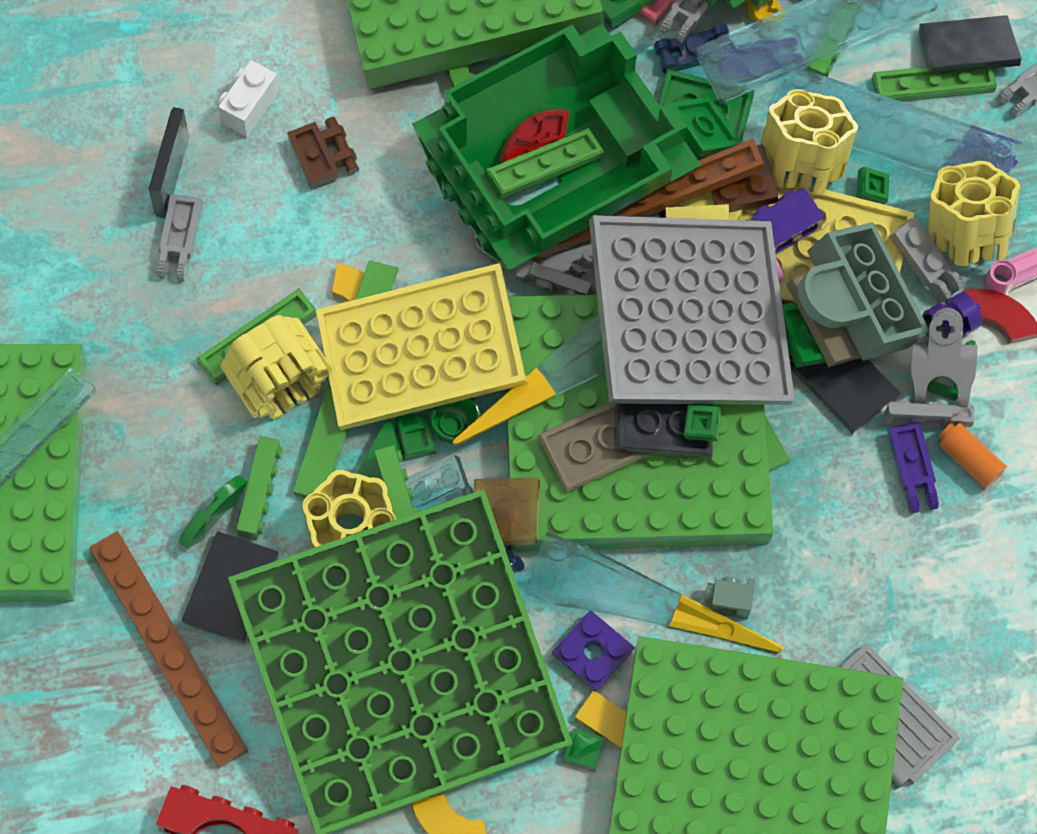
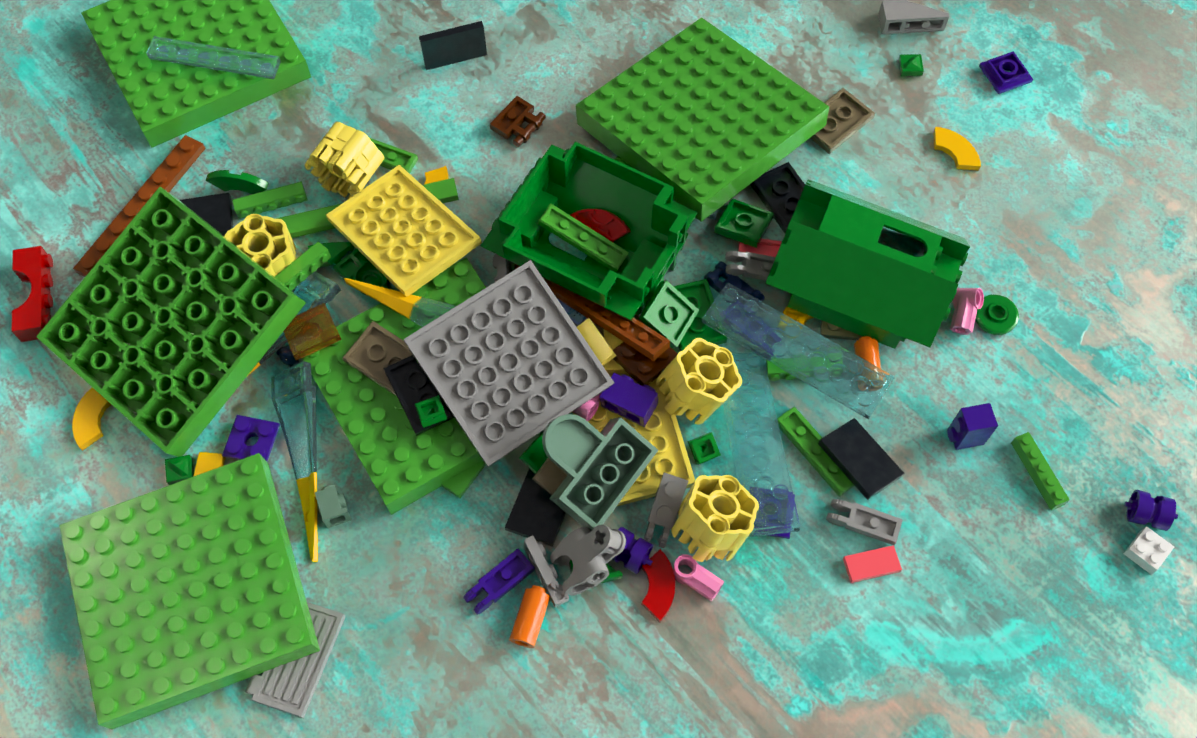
camera: 65 degrees right, 5 degrees down
(179, 233) = (413, 79): light grey hinge -> none
(248, 98) = (526, 65): white brick -> none

